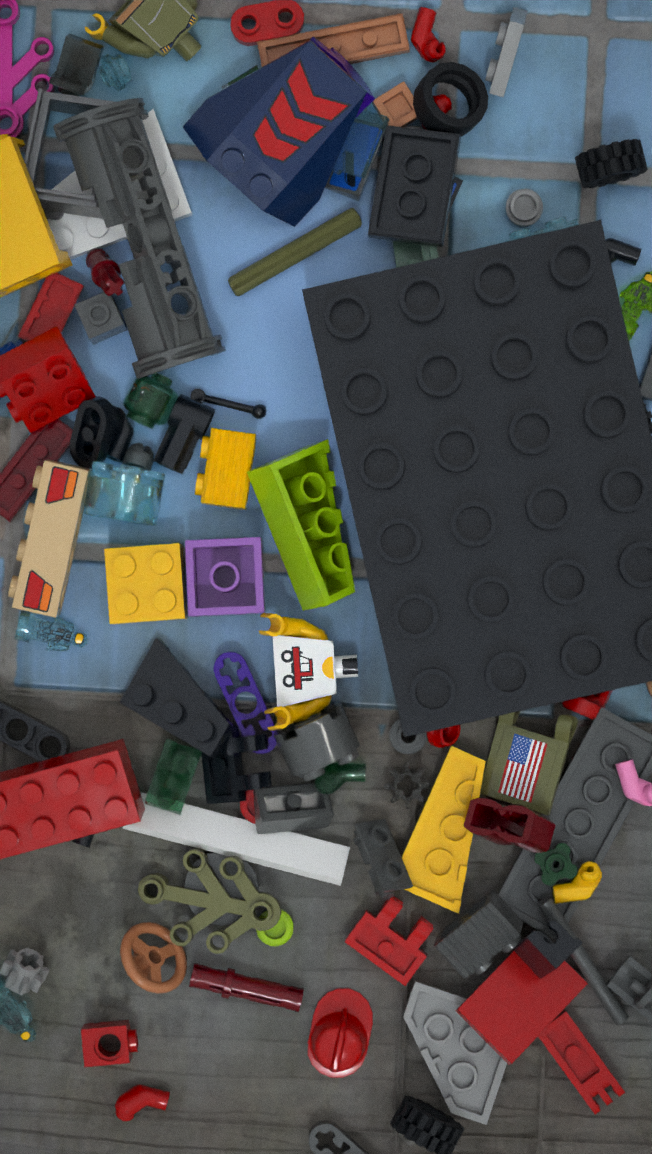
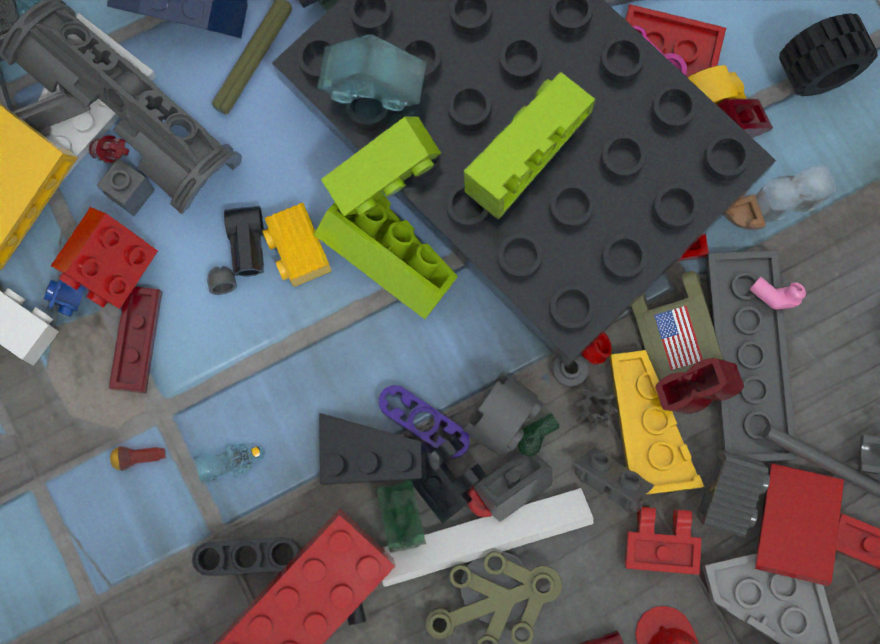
camera: 30 degrees left, 10 degrees down
(51, 306) = (80, 195): red plate -> none
(51, 538) = (184, 381): tan brick -> none
(92, 431) = (170, 276): black plate -> none
(121, 436) = (193, 268): black arm -> none
(124, 493) = (223, 310): clear light blue brick -> none
(145, 583) = (284, 373): yellow brick -> none
(150, 400) = (203, 227): clear green head -> none
(225, 576) = (346, 327): medium lavender brick -> none
(257, 411) = (296, 190): black hinge -> none
(280, 932) = (568, 596): lime tile -> none
(303, 669) = (453, 364): torso -> none
(339, 462) = (381, 167): none -> lime brick
(379, 373) = (372, 70): none -> clear light blue brick
(481, 524) = (527, 144): none -> lime wedge
(542, 953) = (798, 474): black hinge -> none
(565, 869) = (747, 401): dark green plate -> none
(581, 886) = (788, 401): yellow arm -> none
(582, 707) = (692, 262): red tile -> none

